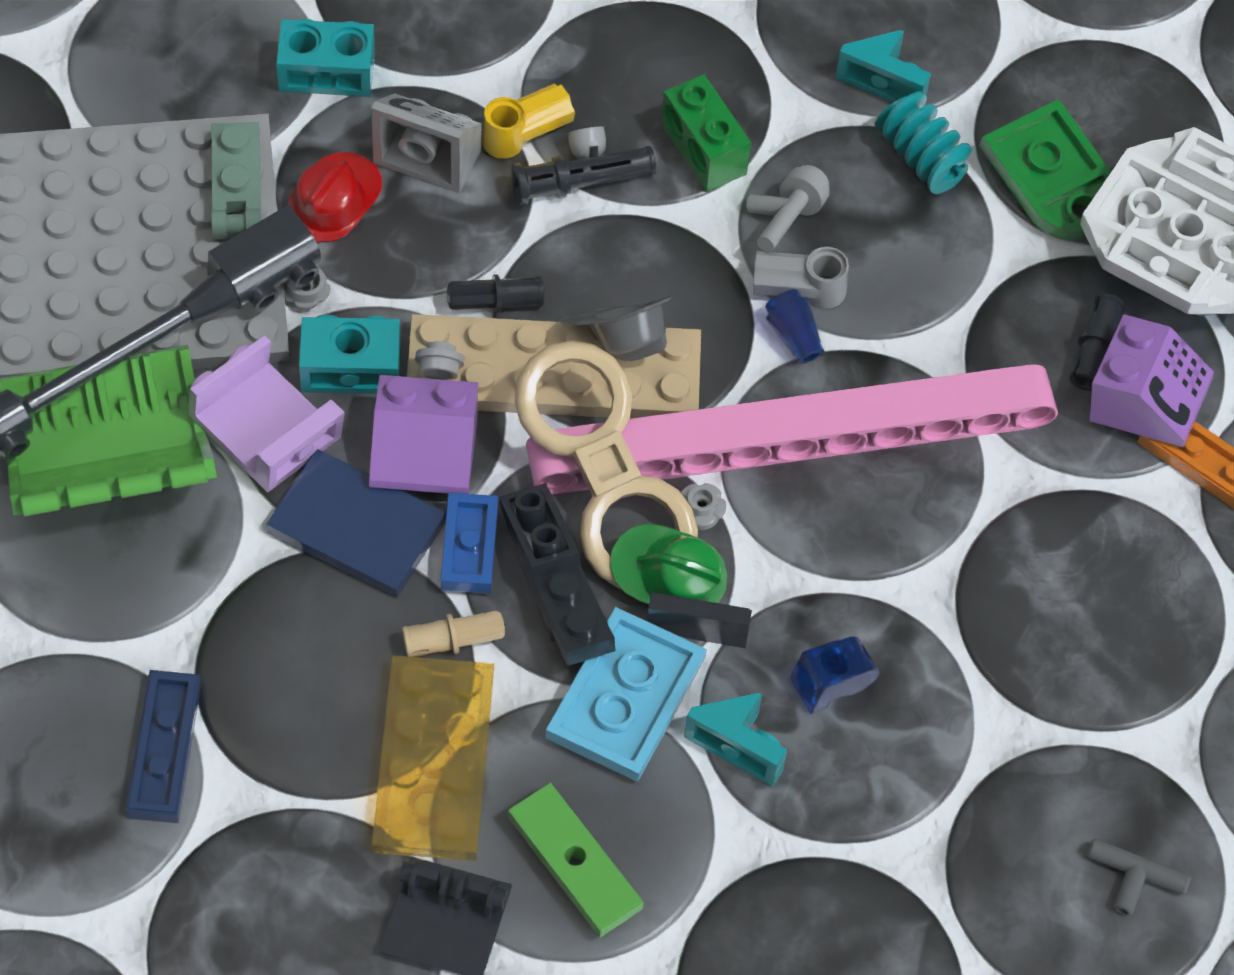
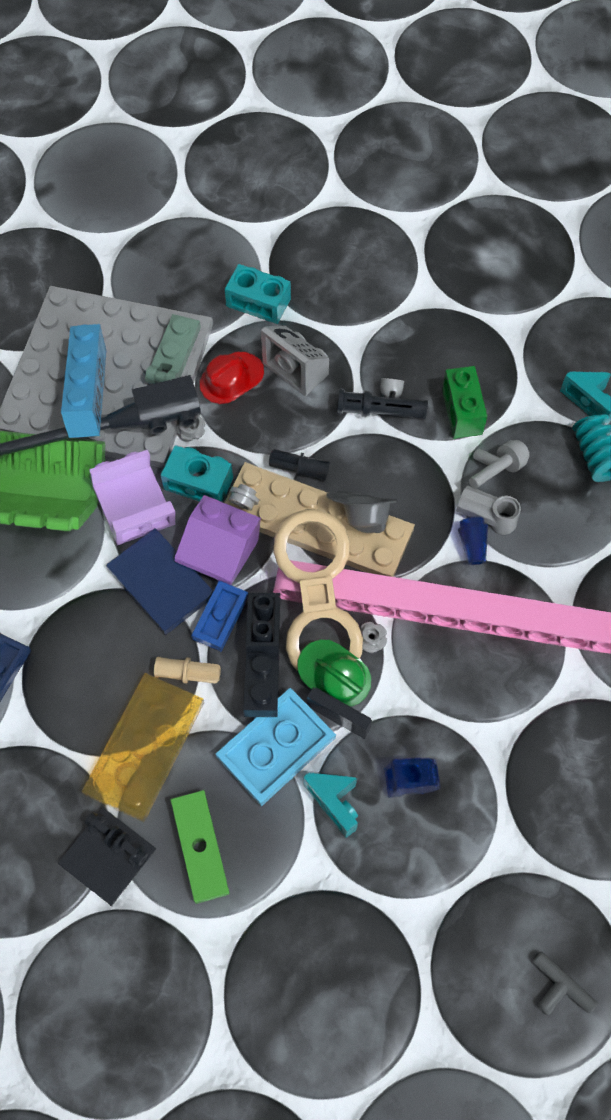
camera: 25 degrees right, 5 degrees up
(128, 259) = (84, 381): none -> dark azure brick
(513, 121) = (358, 363): yellow piece -> none

